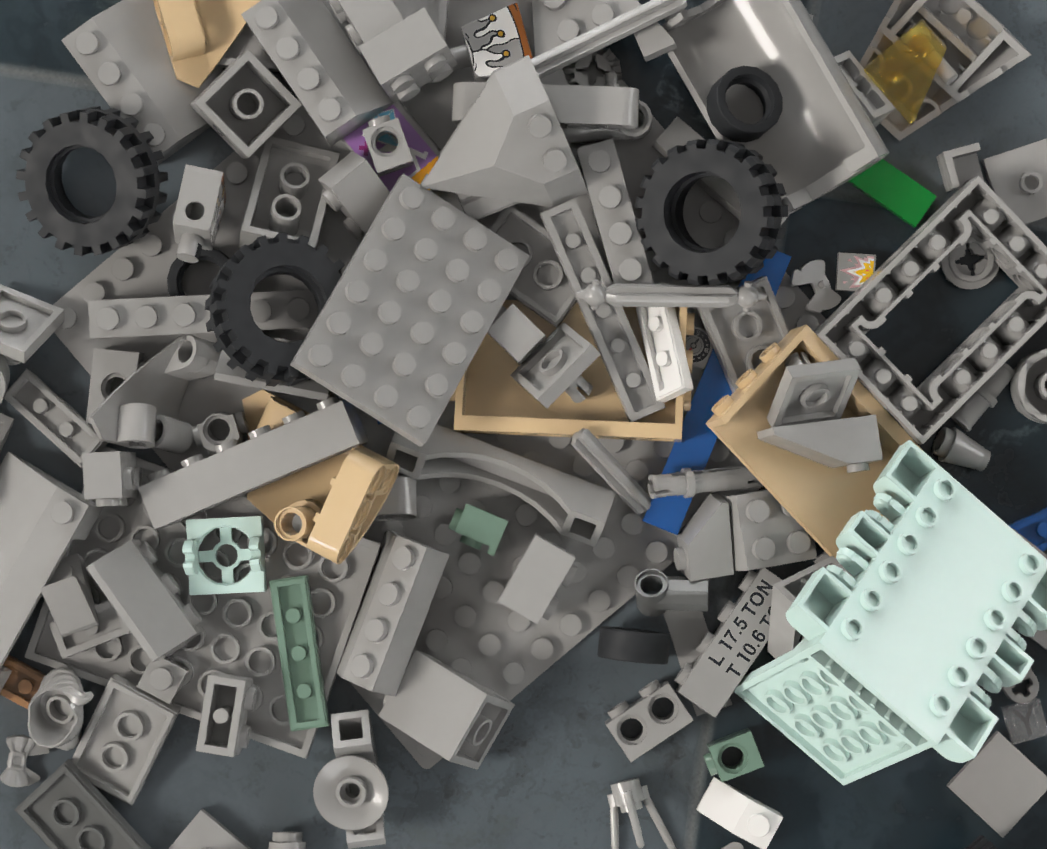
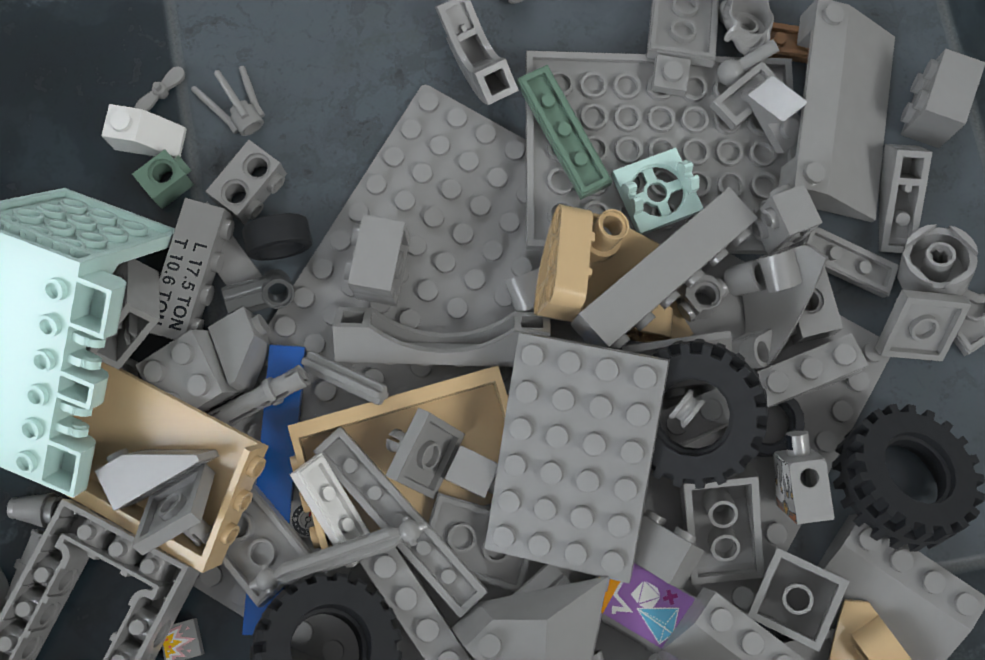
camera: 160 degrees right, 10 degrees down
(95, 661) = (732, 69): none -> light grey bar
(146, 599) = (713, 125): light grey slope -> none
(225, 714) = (608, 56): light grey brick -> none
(290, 313) = (686, 409): none -> light grey bush
(342, 807) = (480, 22): light grey dish -> none
(387, 162) = (636, 600): light grey brick -> none
(391, 613) = (496, 189): light grey slope -> none
(446, 711) = (422, 127): light grey slope -> none
(478, 527) = (446, 291): sand green brick -> none
(814, 274) = (219, 625): light grey piece -> none

